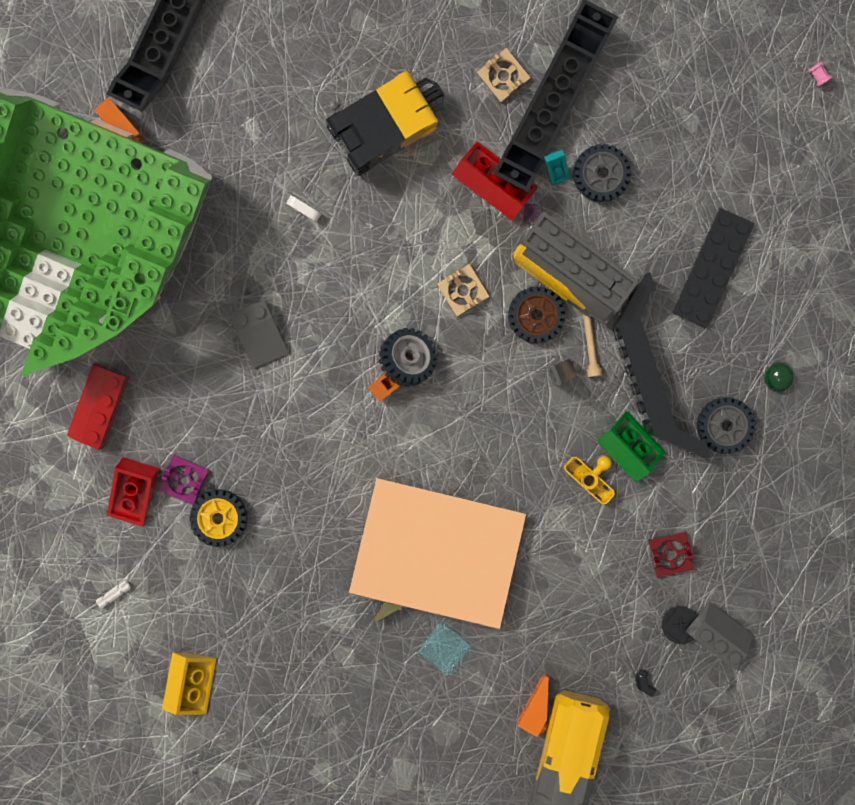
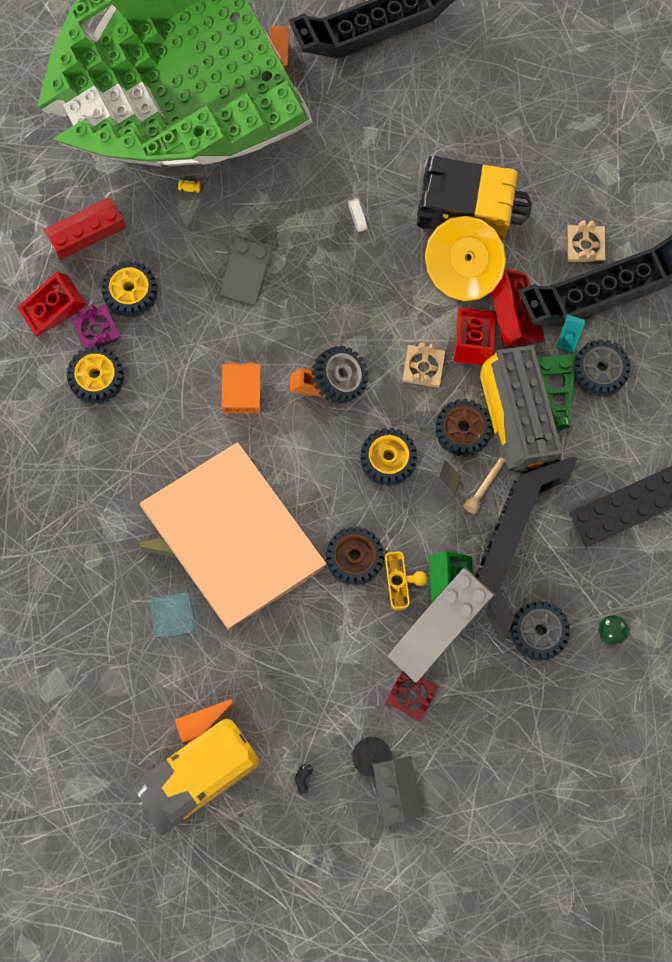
camera: 40 degrees right, 15 degrees down
(165, 428) = (125, 276): none -> wheel
(339, 430) = (241, 387): none -> orange brick
(428, 190) = (448, 259): none -> yellow dish
(482, 232) = (474, 336): none -> red slope
(515, 388) = (384, 470): none -> wheel
(540, 503) = (358, 541): none -> wheel
(564, 201) = (558, 366): none -> green plate
(655, 488) = (441, 624): none -> light grey slope

